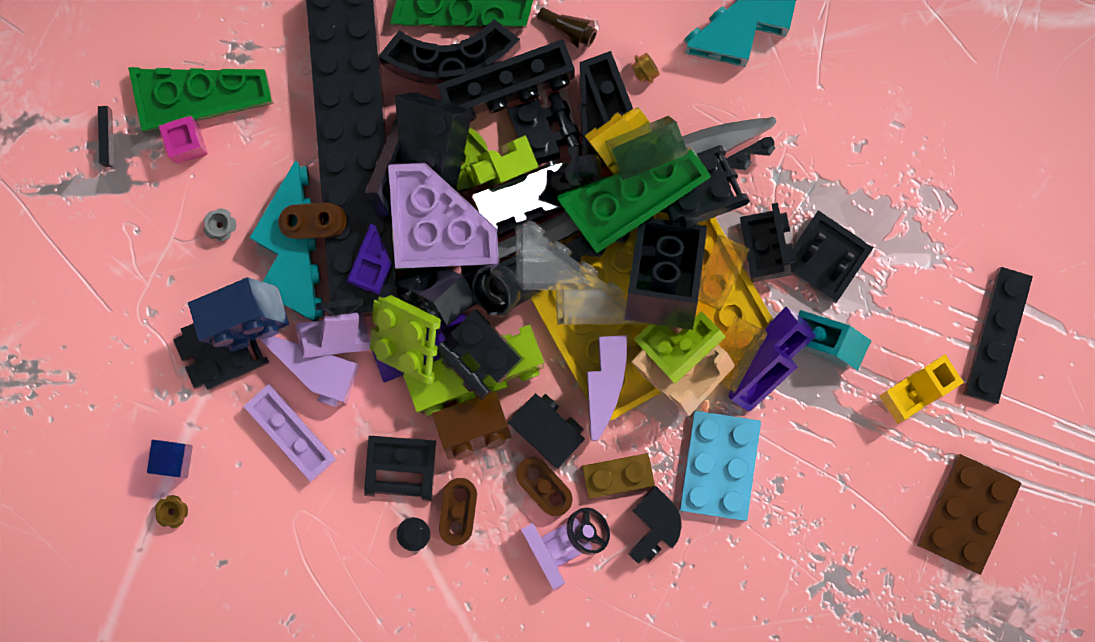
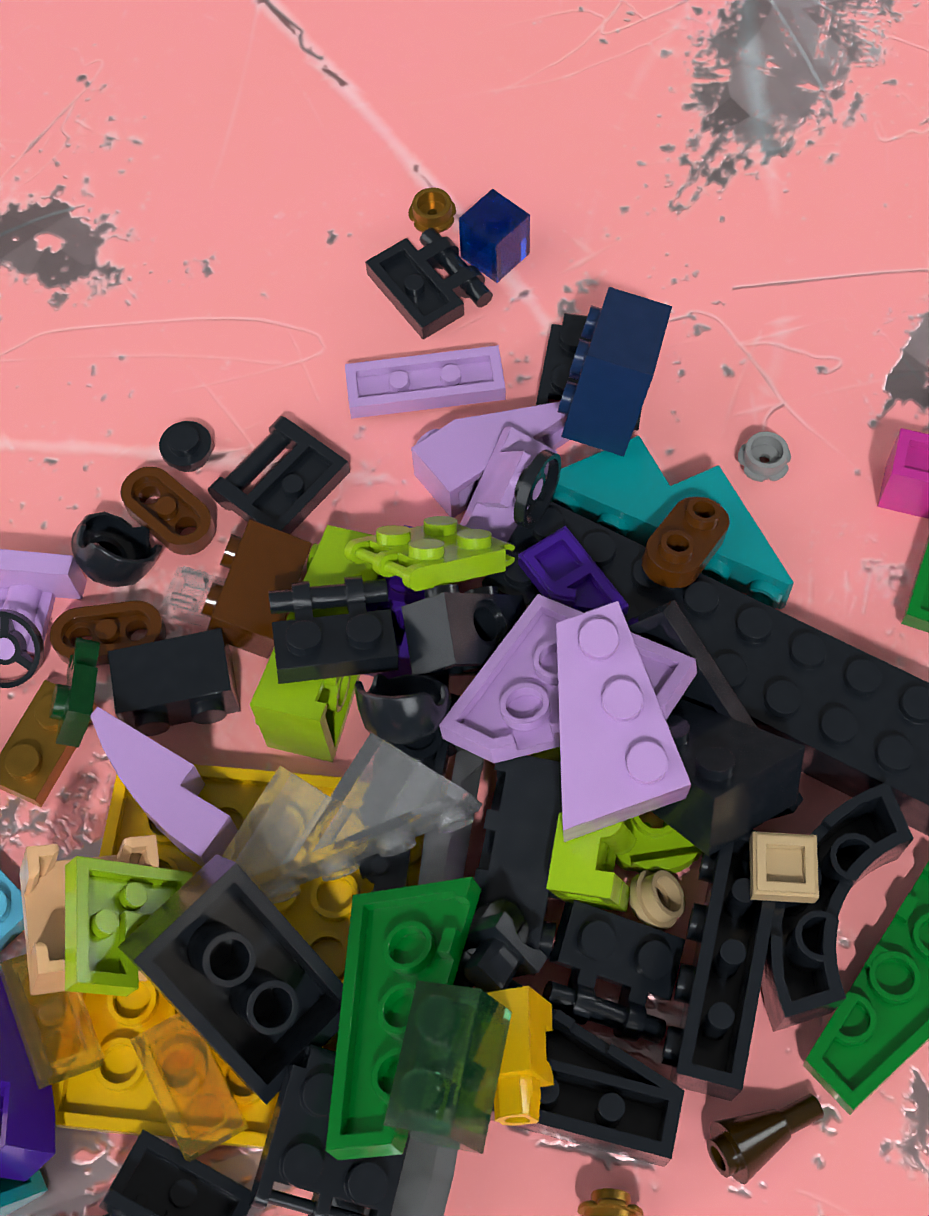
camera: 130 degrees right, 20 degrees down
(231, 481) = (418, 290): none -> black plate
(453, 76) = (783, 867): none -> tan tile
(455, 175) = (612, 729): none -> lavender wedge
(496, 132) = (656, 899): none -> tan plate
(500, 516) = (113, 550): none -> black hair
(590, 463) = (74, 701): none -> dark green plate

